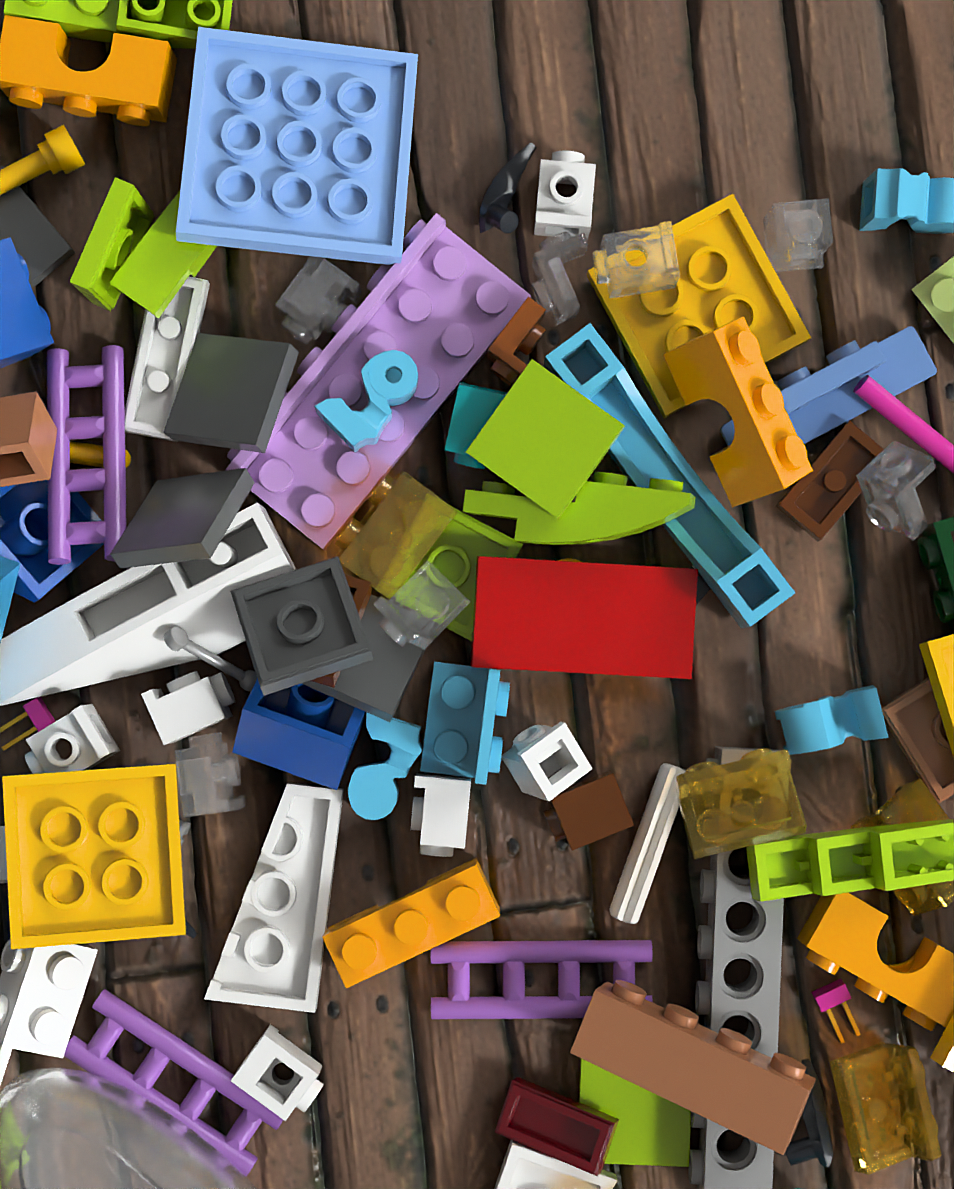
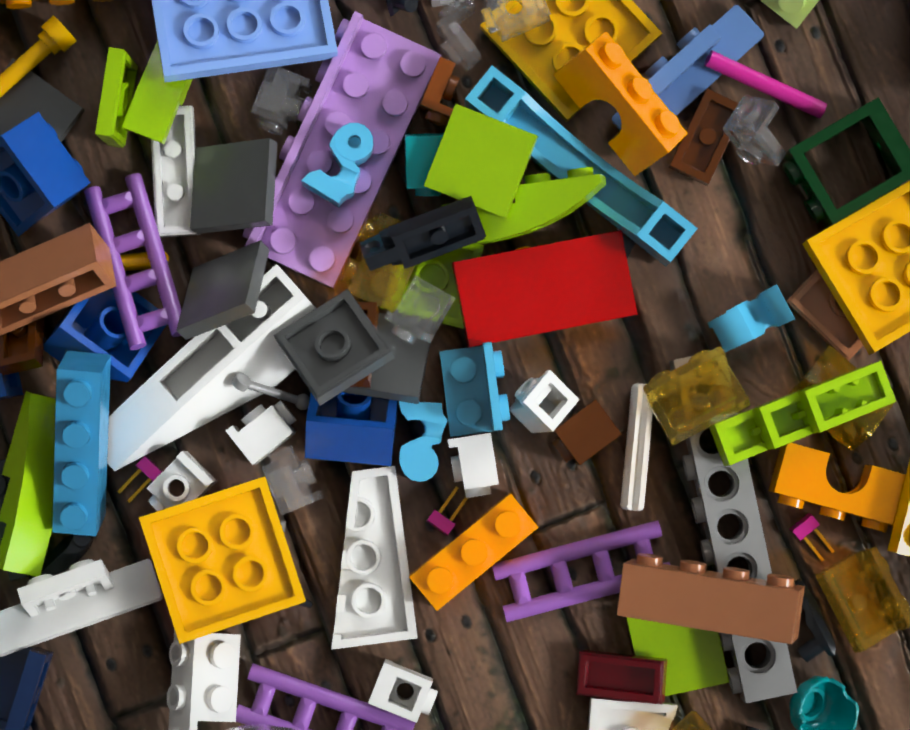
camera: 15 degrees left, 0 degrees up
(380, 871) = (441, 522): none -> dark pink piece
(451, 515) = (425, 236): none -> black hinge

